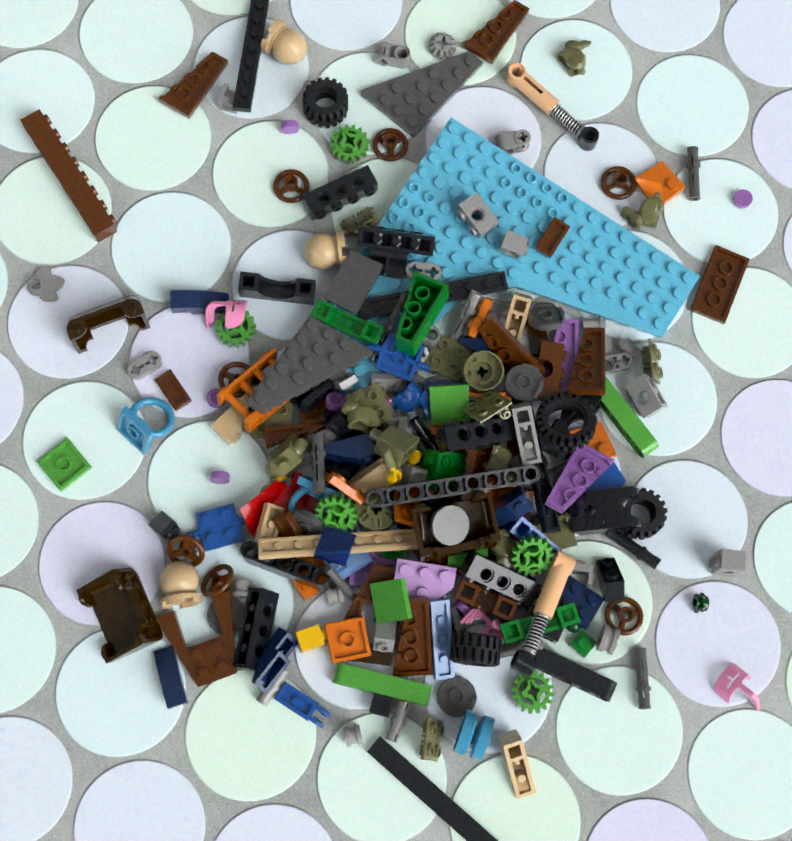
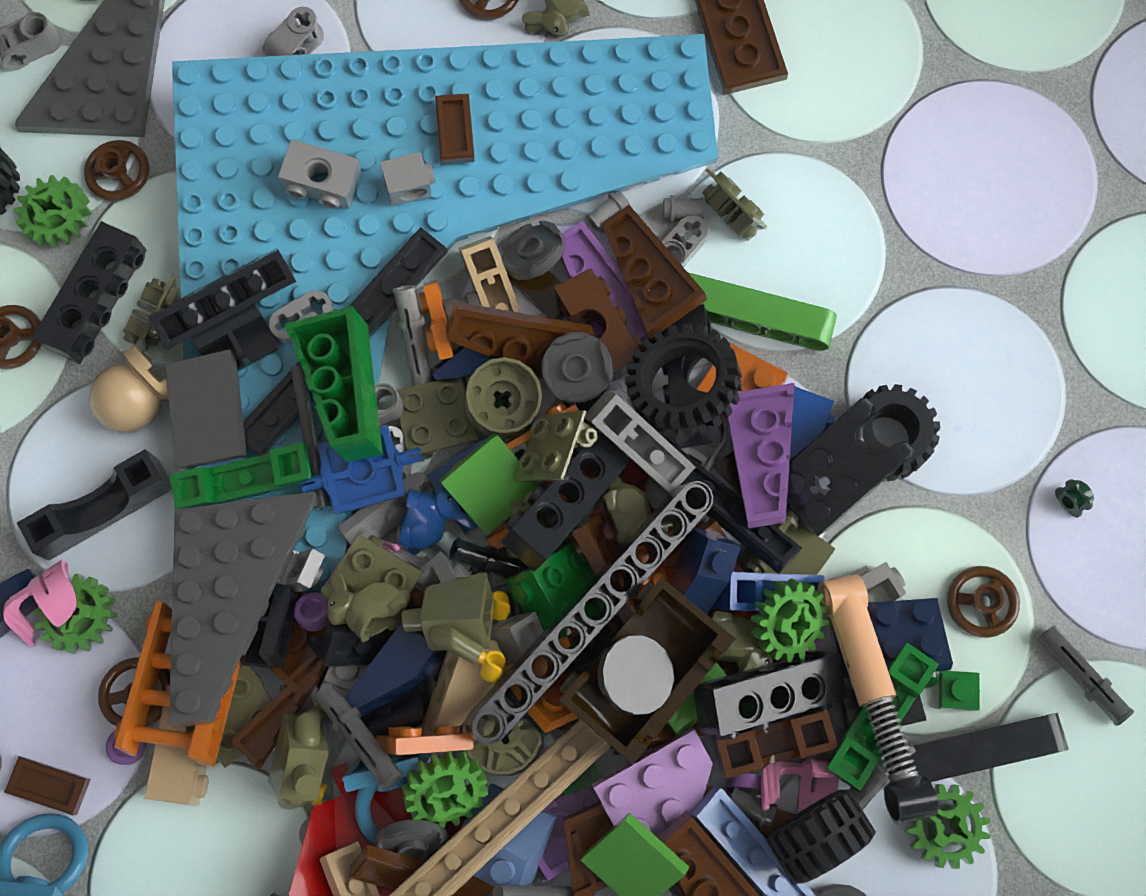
camera: 25 degrees left, 0 degrees up
(220, 477) = (220, 868): medium lavender tile -> none
(334, 546) = (482, 846): clear blue piece -> none
(608, 639) = (992, 656): light grey wheel -> none
(610, 579) = (924, 564): black slope -> none
(641, 553) = (932, 489): black pin -> none
(655, 400) = (782, 253): light grey brick -> none
(727, 562) = (1070, 407): light grey brick -> none

